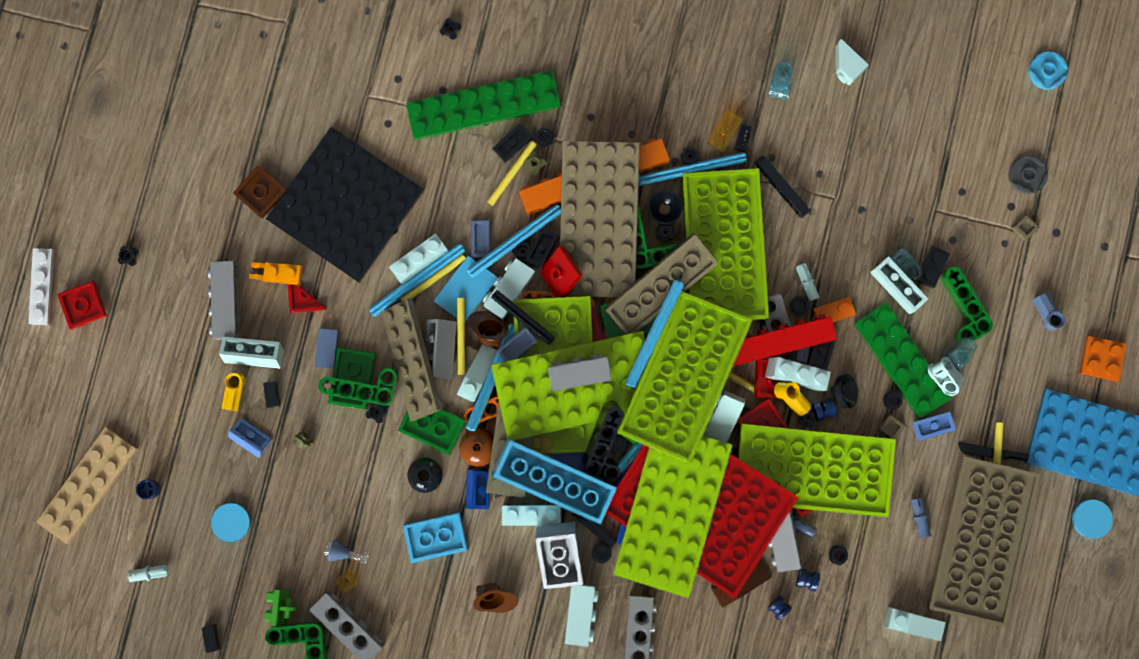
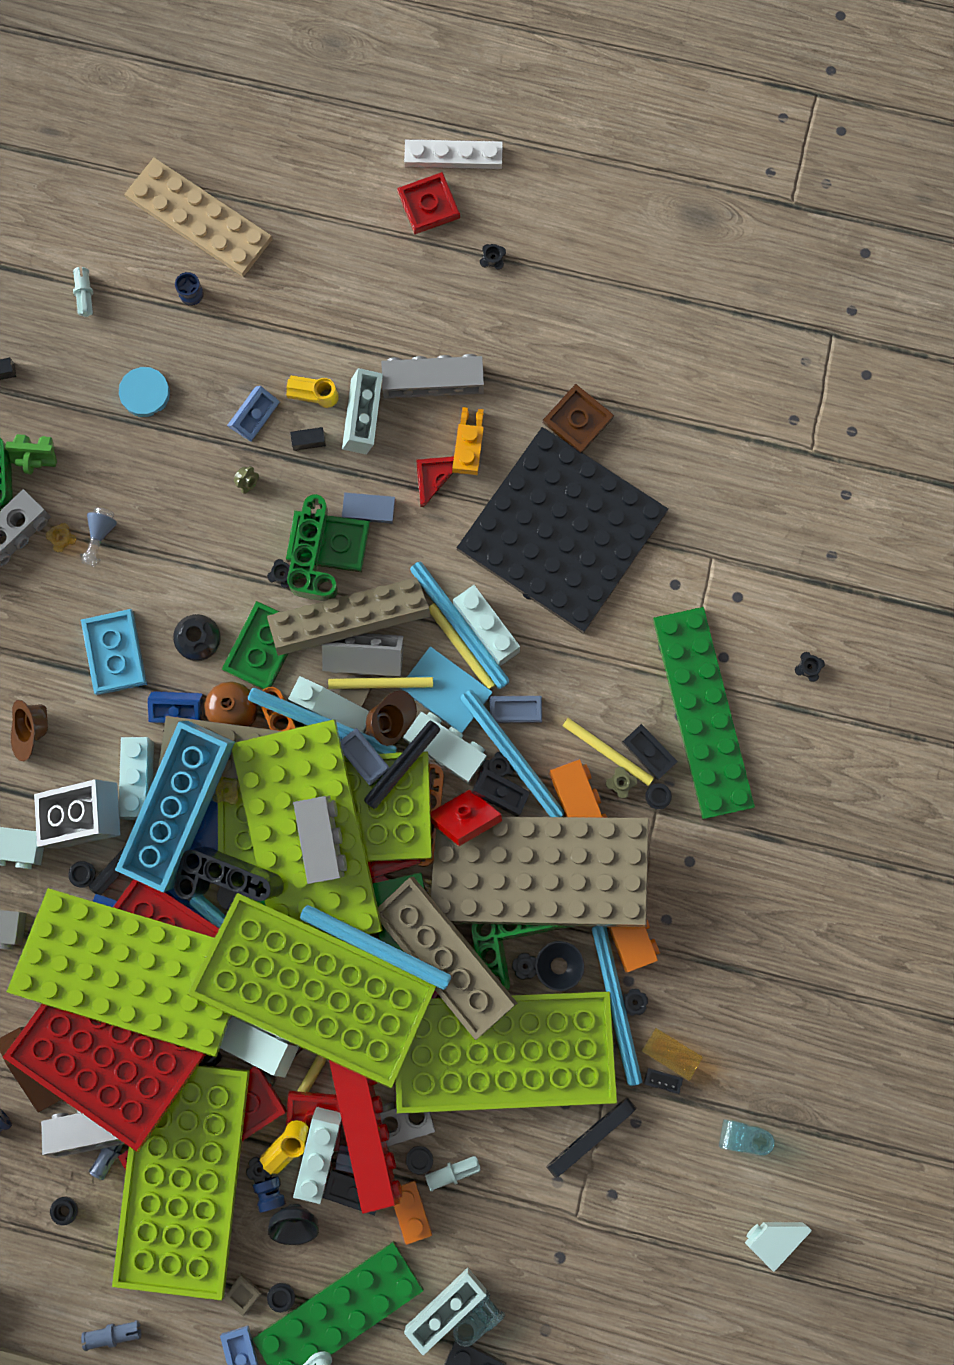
camera: 85 degrees right, 5 degrees down
(807, 579) = (30, 1166): dark blue wheel -> none

